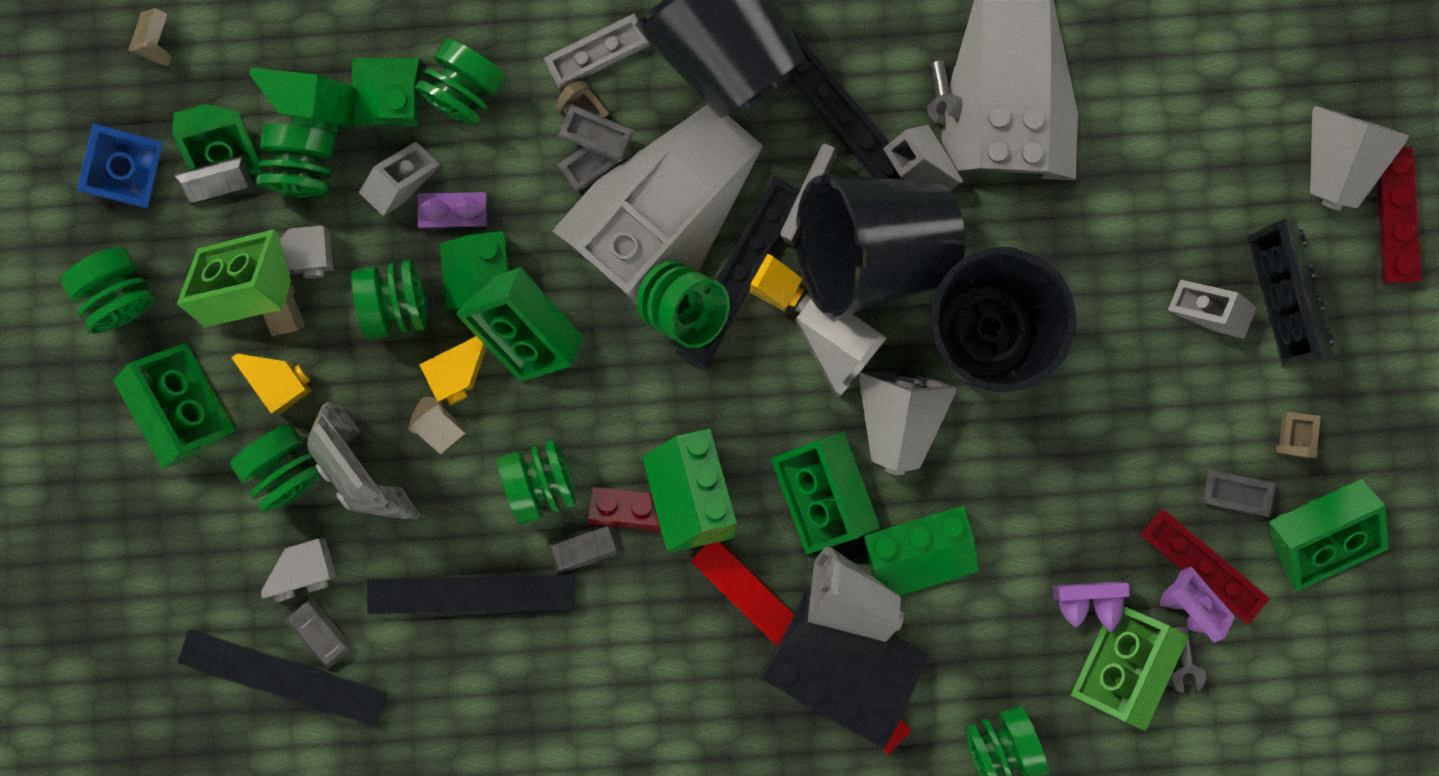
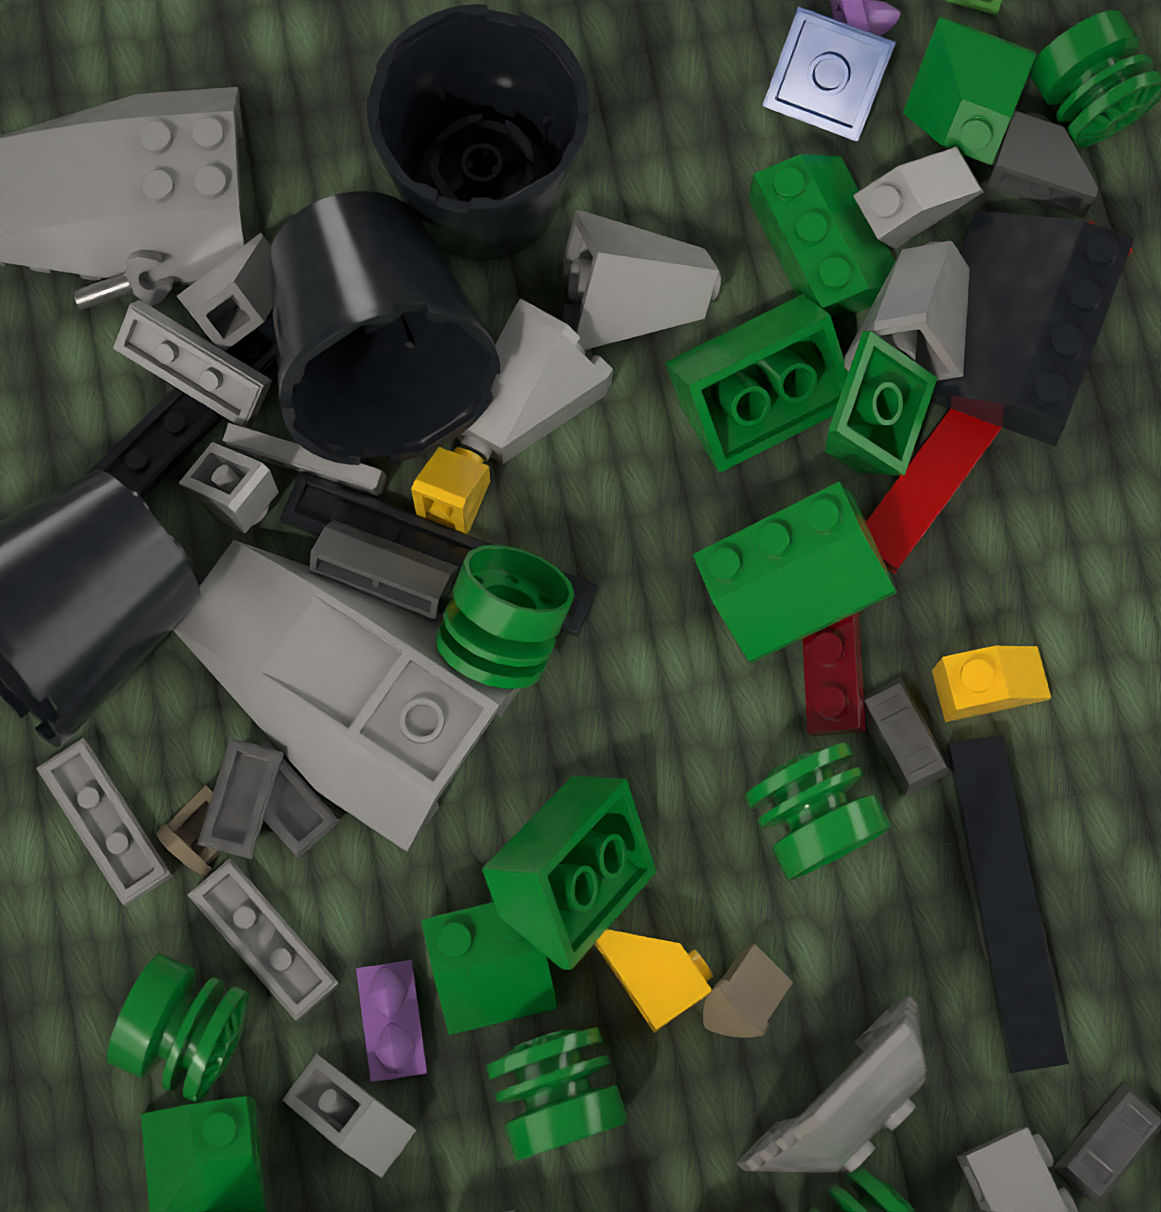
camera: 95 degrees left, 10 degrees down
(512, 139) = (263, 940): none -> light grey tile
(608, 609) = (989, 680): none -> yellow slope
(729, 235) = (382, 568): none -> dark grey piece
(790, 563) = (879, 409): none -> green slope
(793, 144) = (231, 486): none -> light grey slope
(878, 129) = (192, 364): none -> light grey tile
(938, 614) = (917, 196): none -> light grey slope
(955, 703) = (1042, 166): none -> dark grey slope
(1009, 660) = (968, 88): none -> green slope
(1035, 570) = (829, 73): none -> tile

